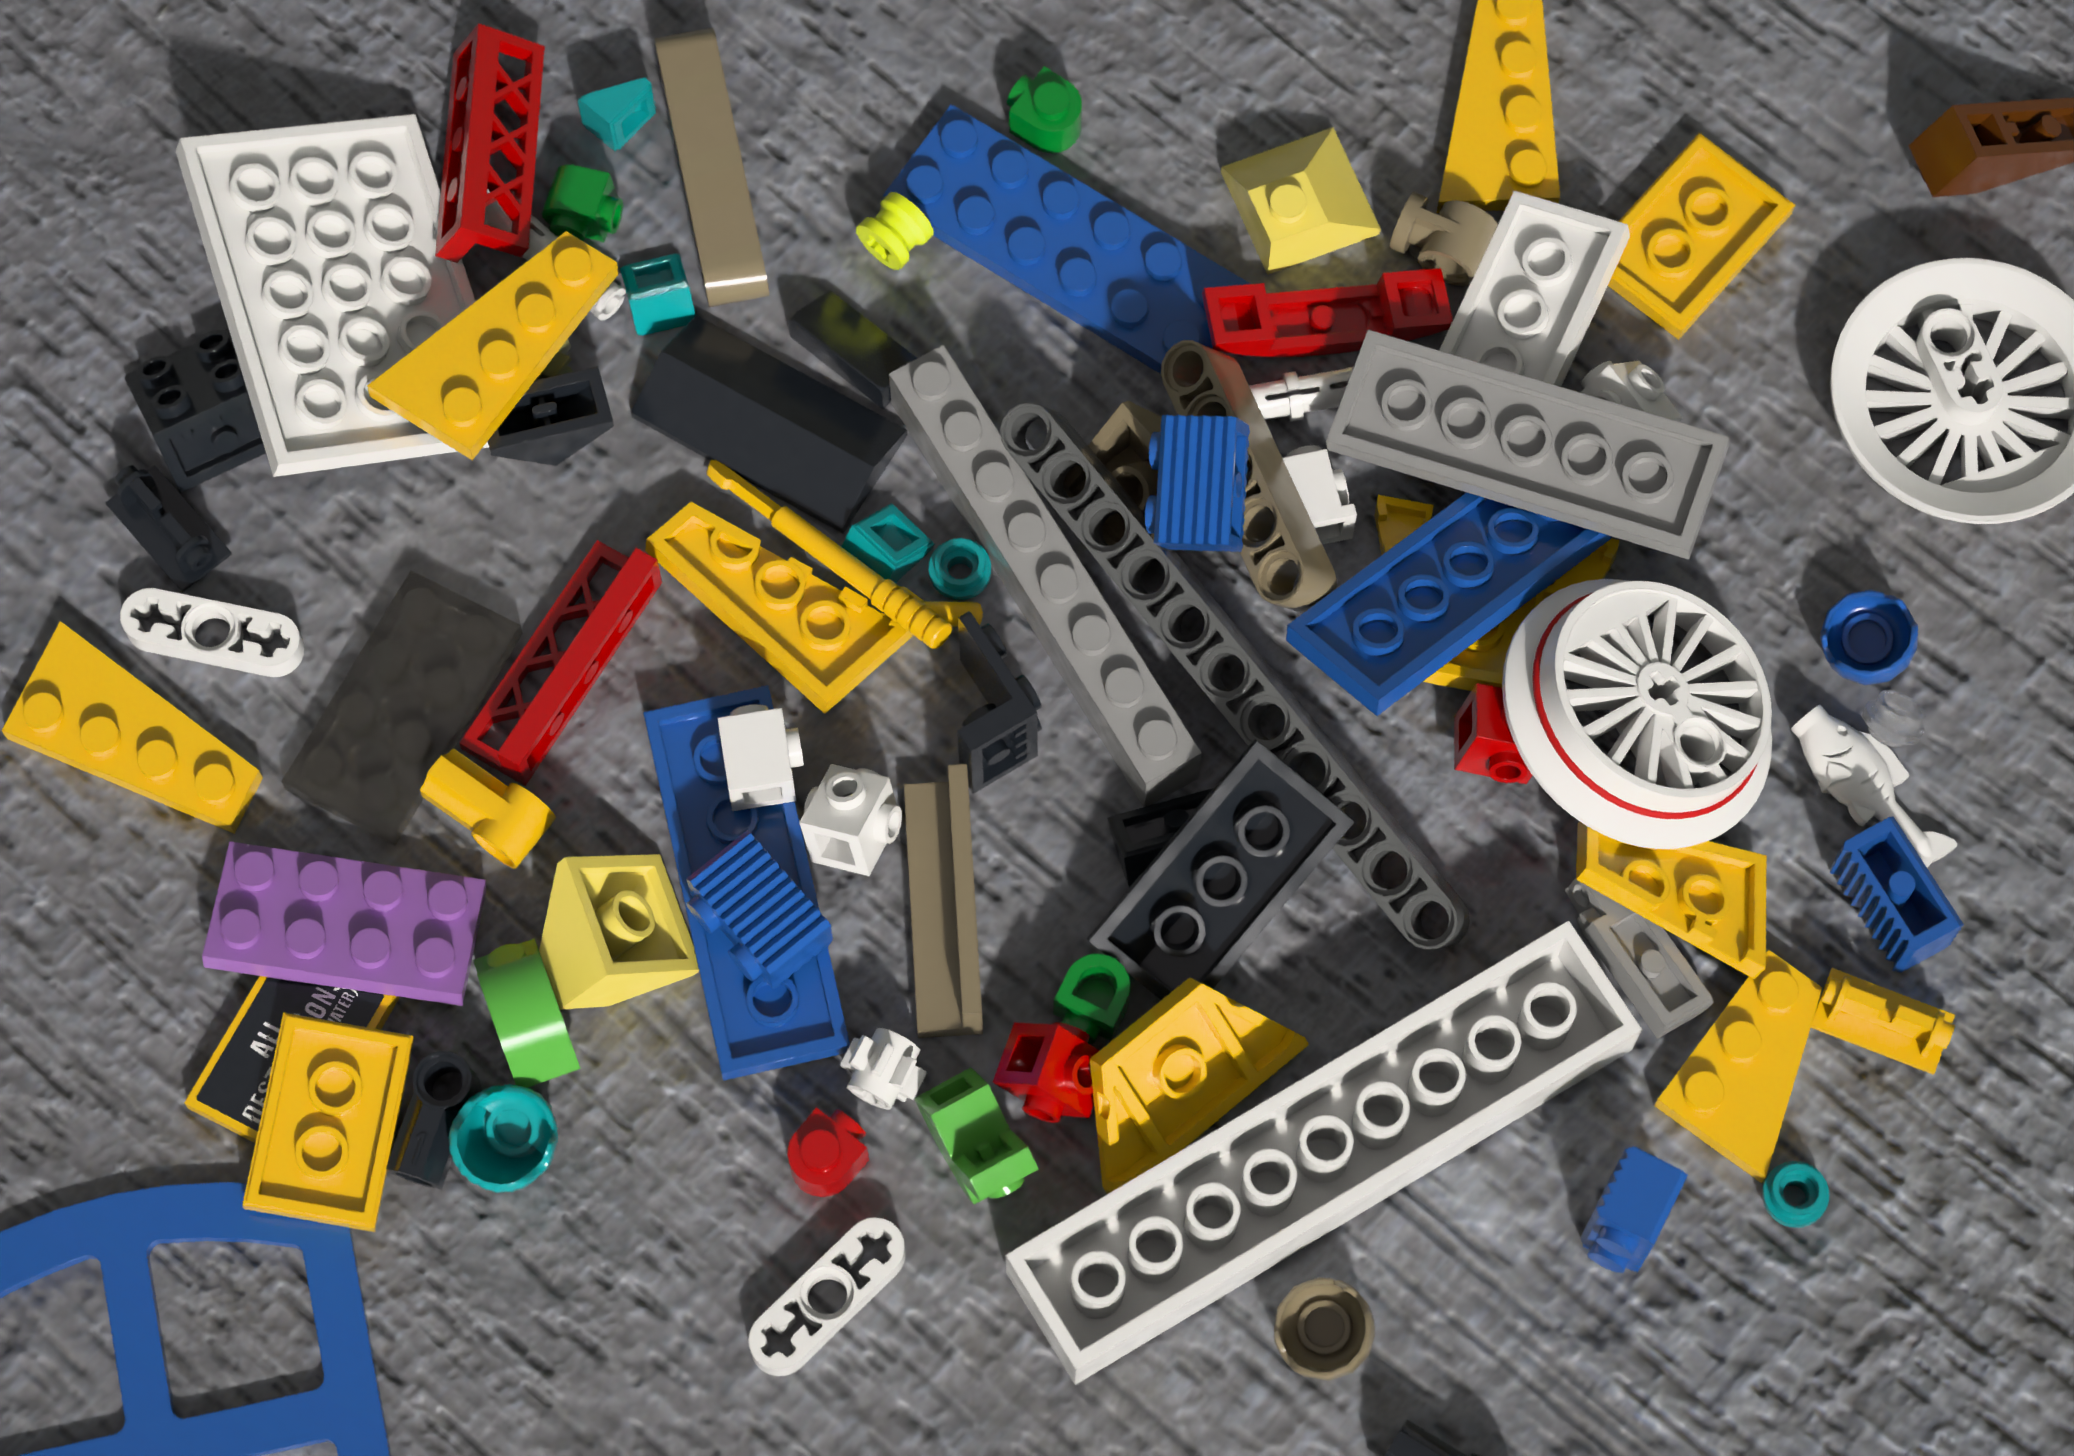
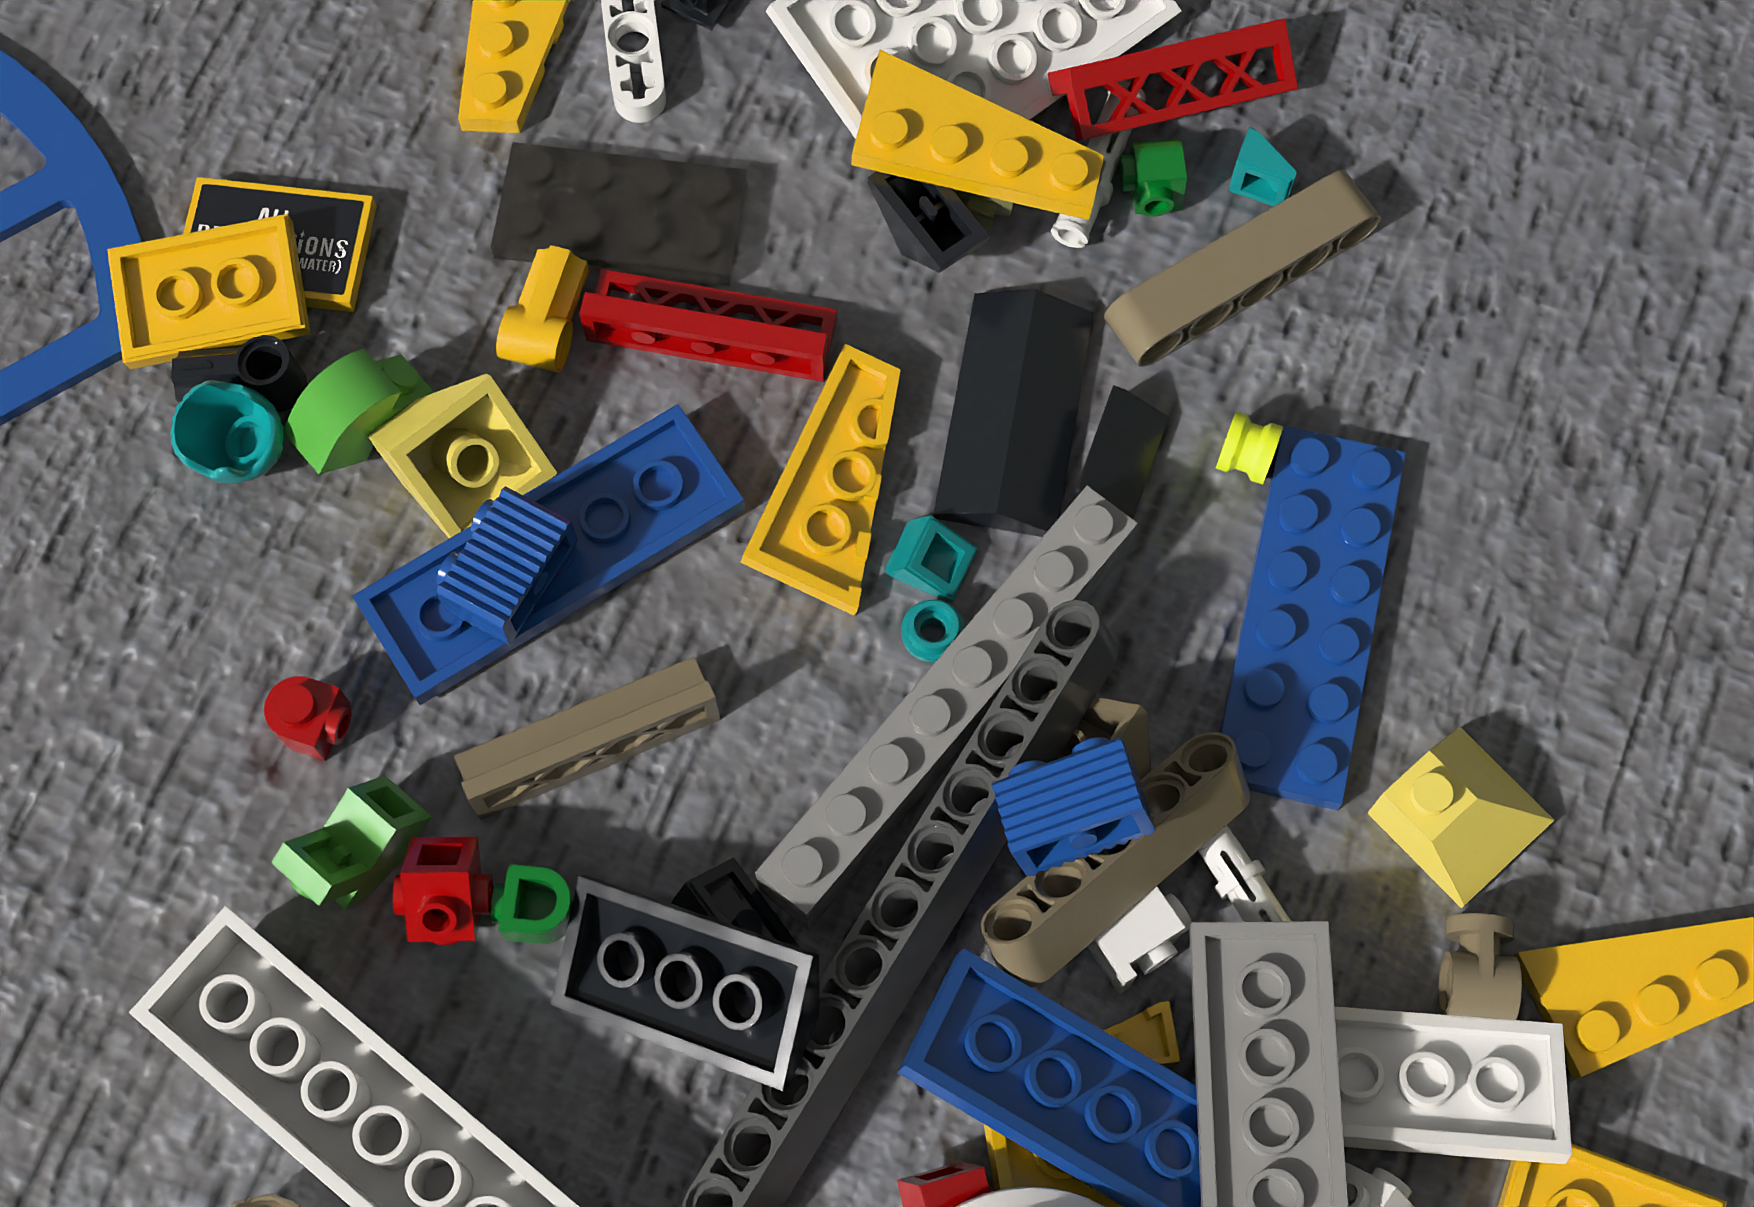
camera: 70 degrees right, 0 degrees up
(344, 923) = (396, 239): medium lavender plate -> none
(658, 294) = (1100, 272): teal slope -> none
(759, 756) = (657, 509): white brick -> none
(781, 1320) = (144, 734): white beam -> none
(850, 819) = (635, 617): white brick -> none
(883, 1068) = (400, 736): white gear -> none
(924, 619) = (867, 586): yellow piece -> none
(1007, 728) = (775, 732): black bracket -> none
(1045, 112) = (1437, 539): green plate -> none
(1179, 1076) = (479, 1016): yellow wing -> none
(1326, 319) = (1338, 882): red slope -> none

